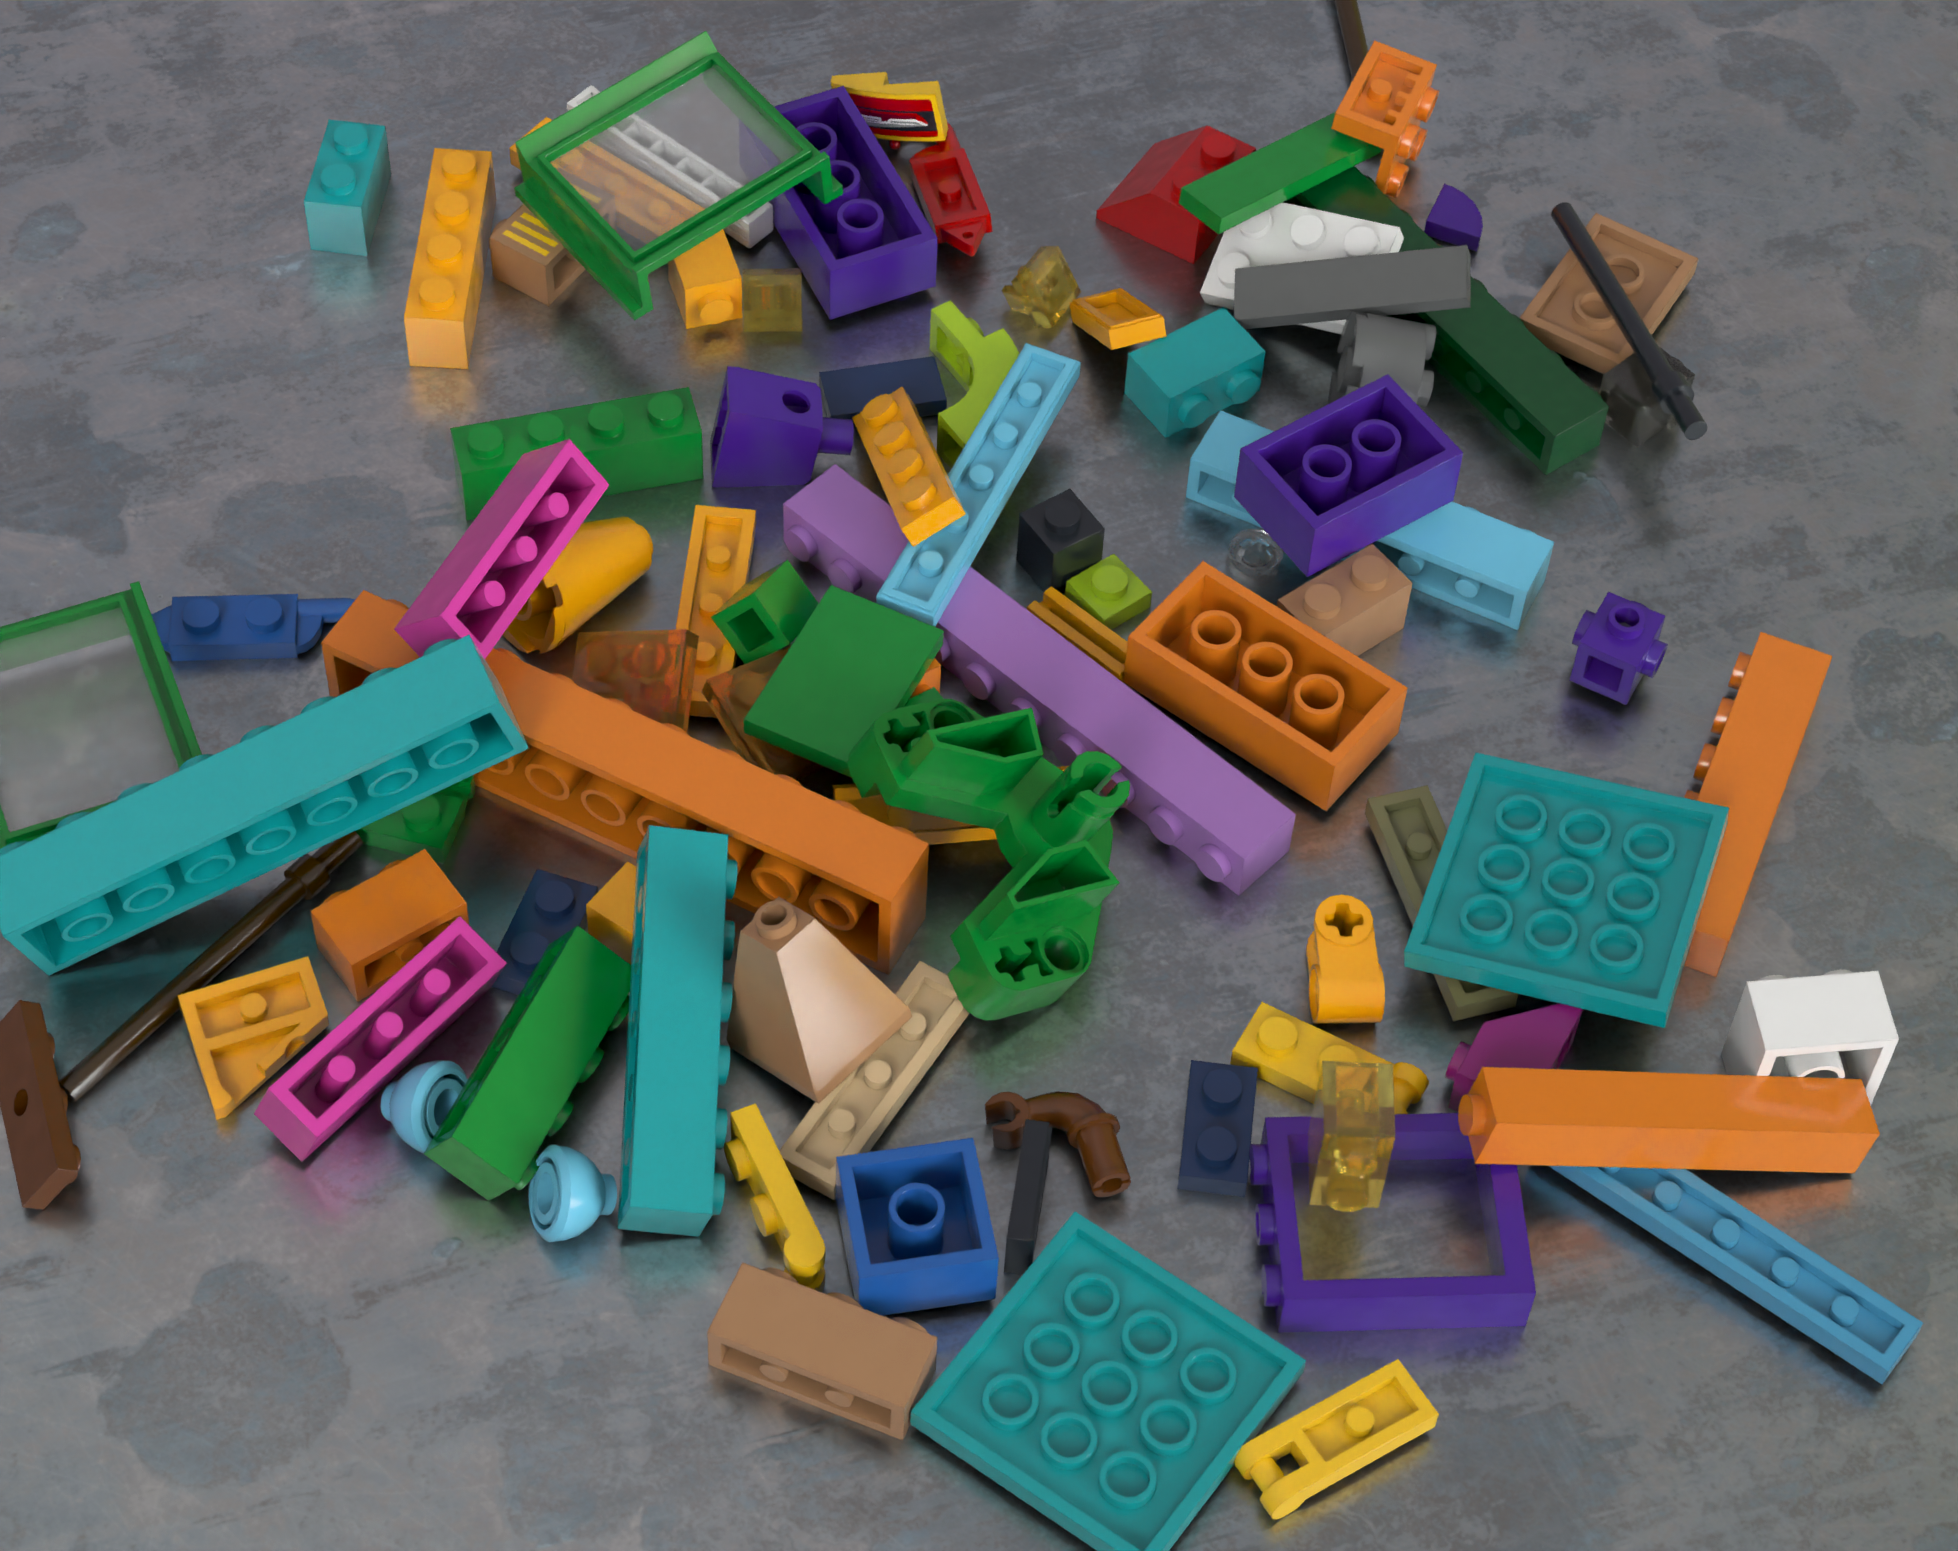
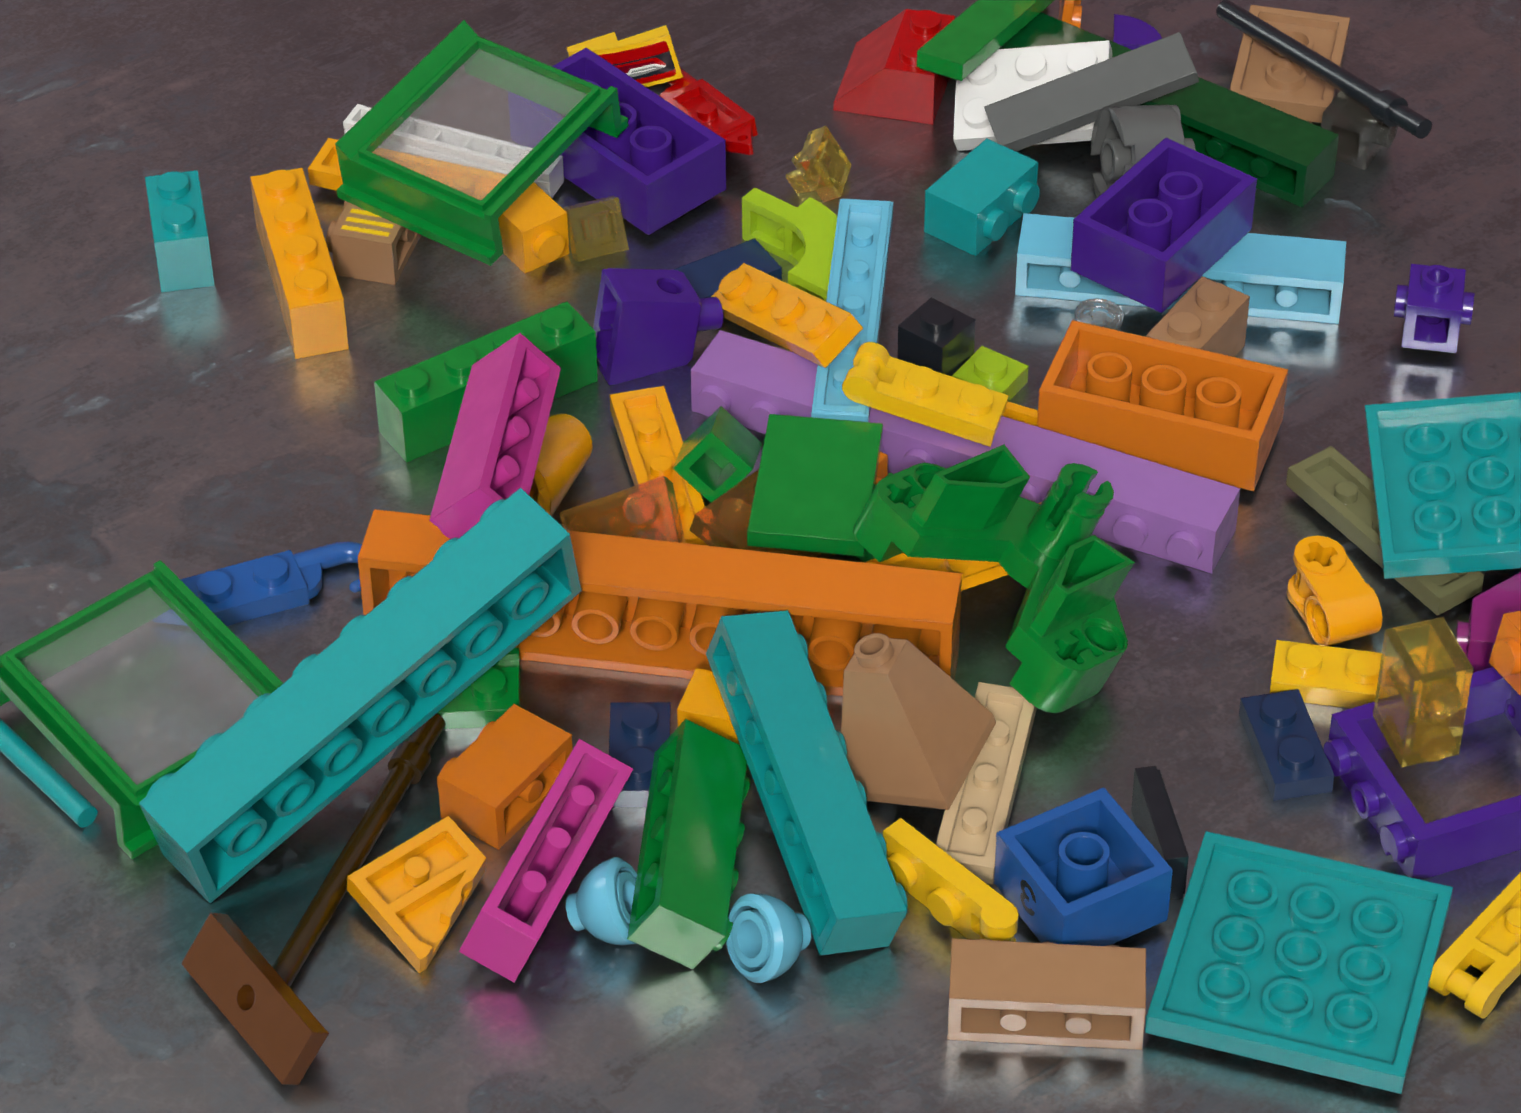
camera: 15 degrees left, 10 degrees down
(1002, 610) = (924, 395): none -> yellow plate
(1086, 1127) = (1181, 770): reddish brown piece -> none
(1117, 318) = (898, 171): light orange tile -> none

